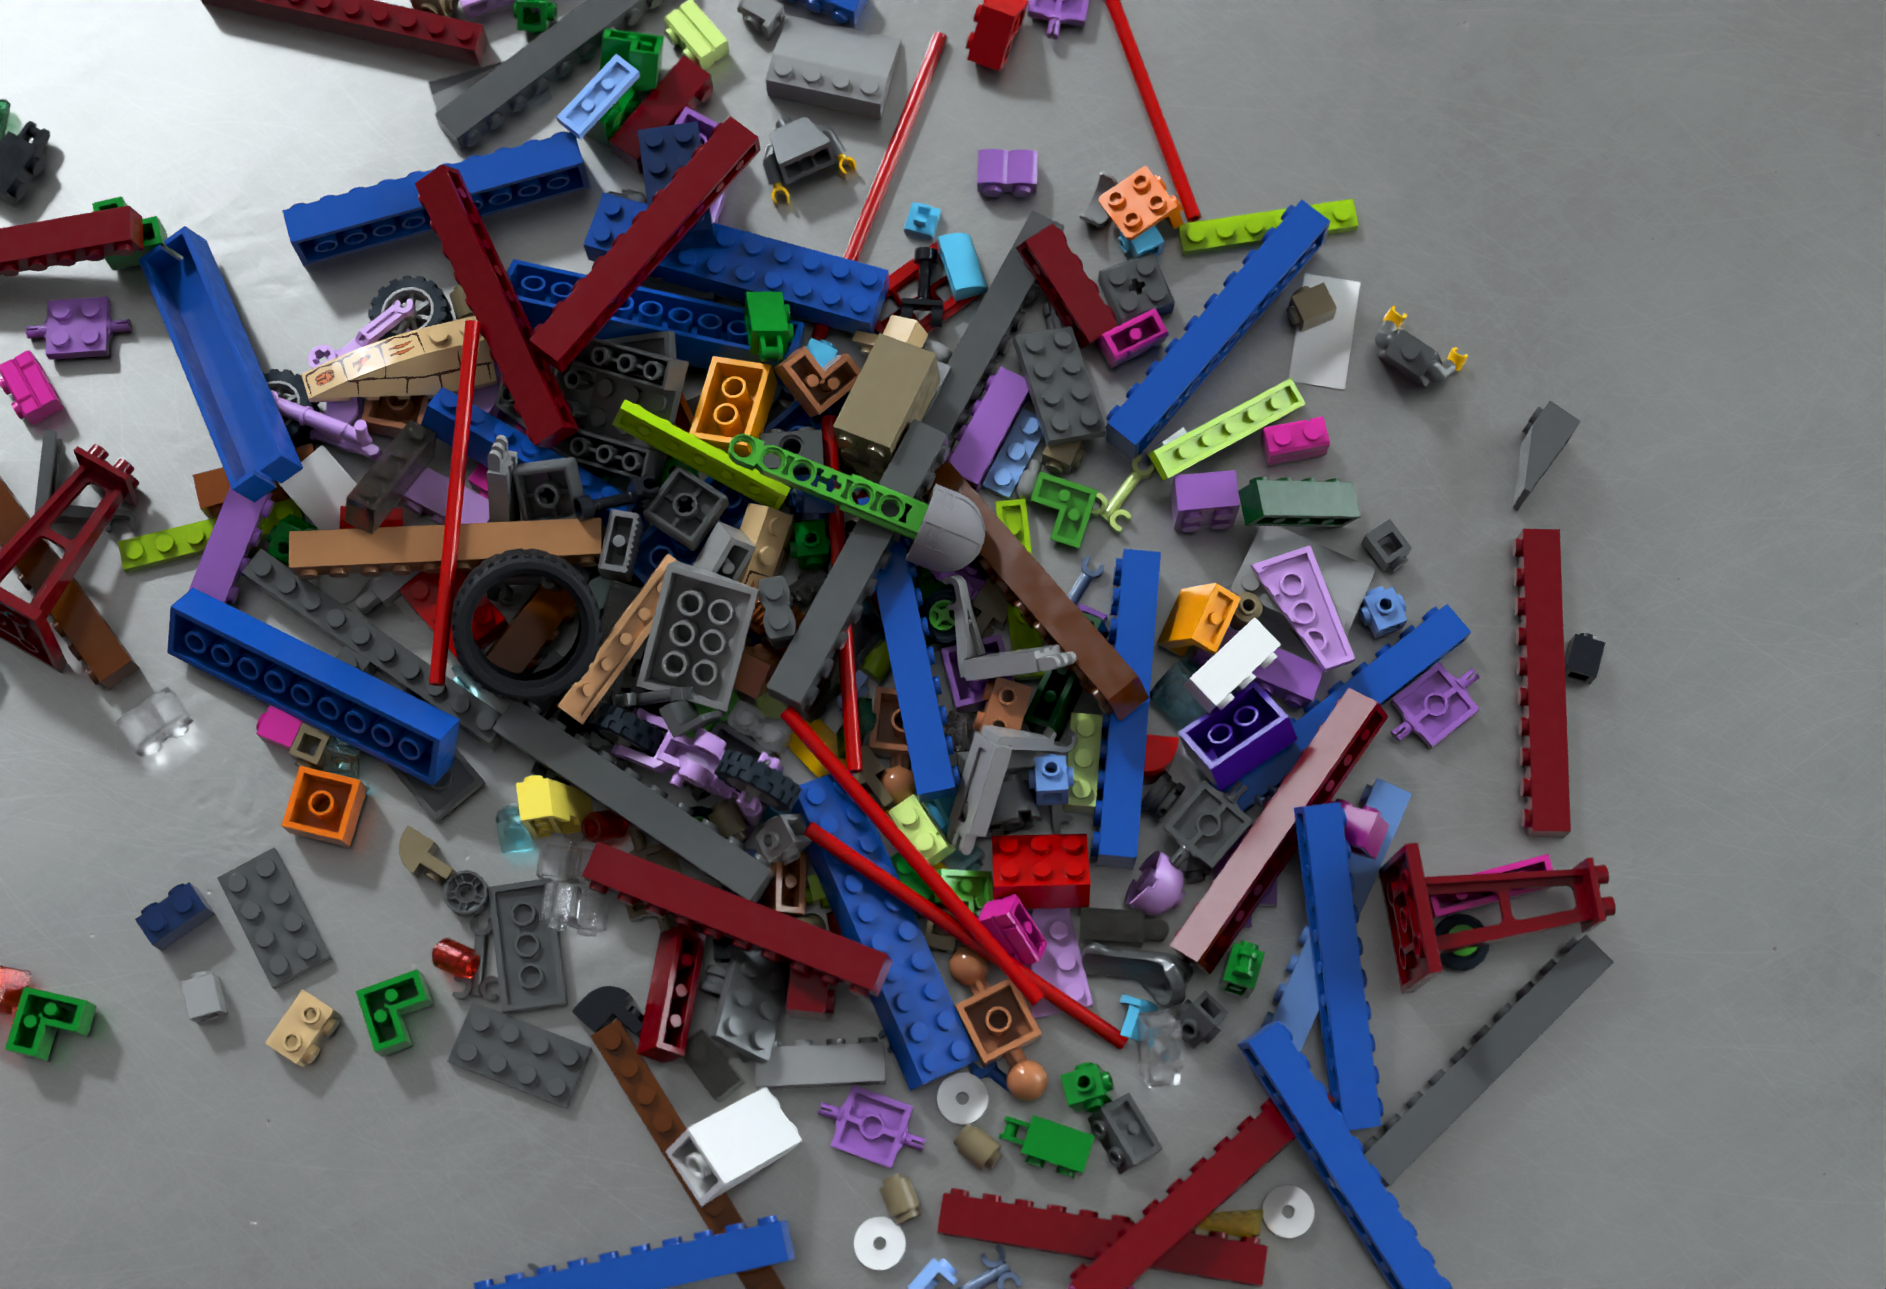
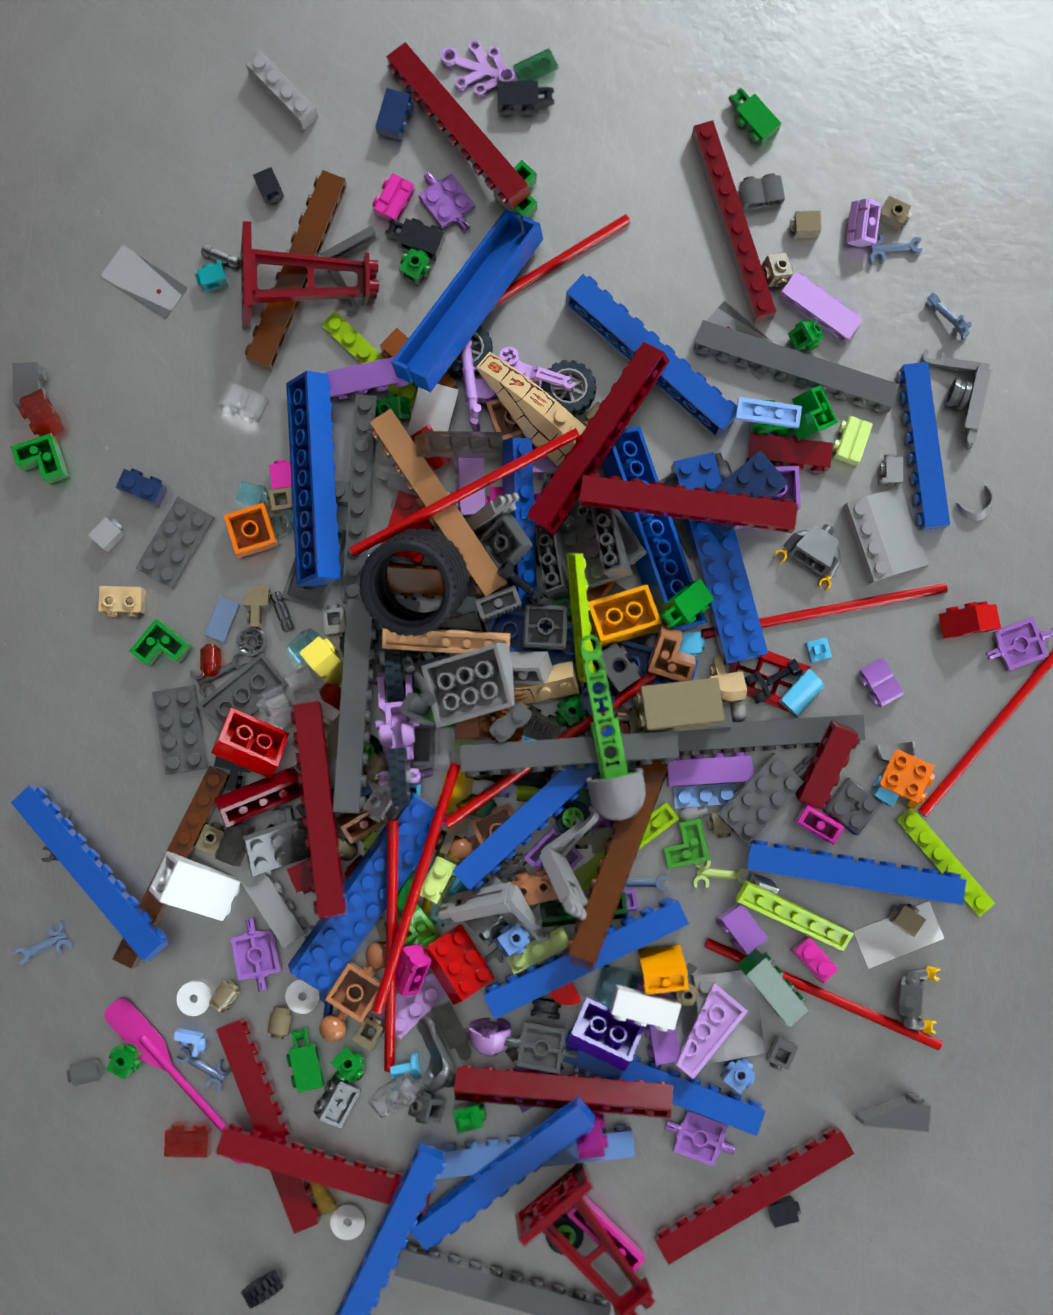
camera: 55 degrees right, 10 degrees up
(97, 388) = (417, 236): none -> black brick
(131, 410) = (415, 265): none -> green brick
(246, 226) = (565, 256): none -> red piece
(277, 782) = (251, 494): none -> clear light blue bracket
(413, 916) = (222, 619): none -> sand blue tile
(453, 833) = (281, 611): none -> flat silver axle
(500, 762) = (328, 614): none -> light grey brick
(595, 963) = (250, 743): none -> red brick
(686, 1094) = (211, 838): none -> dark tan brick
(1061, 1051) = (362, 1036): none -> dark tan brick
(1359, 447) = (835, 999): none -> red piece

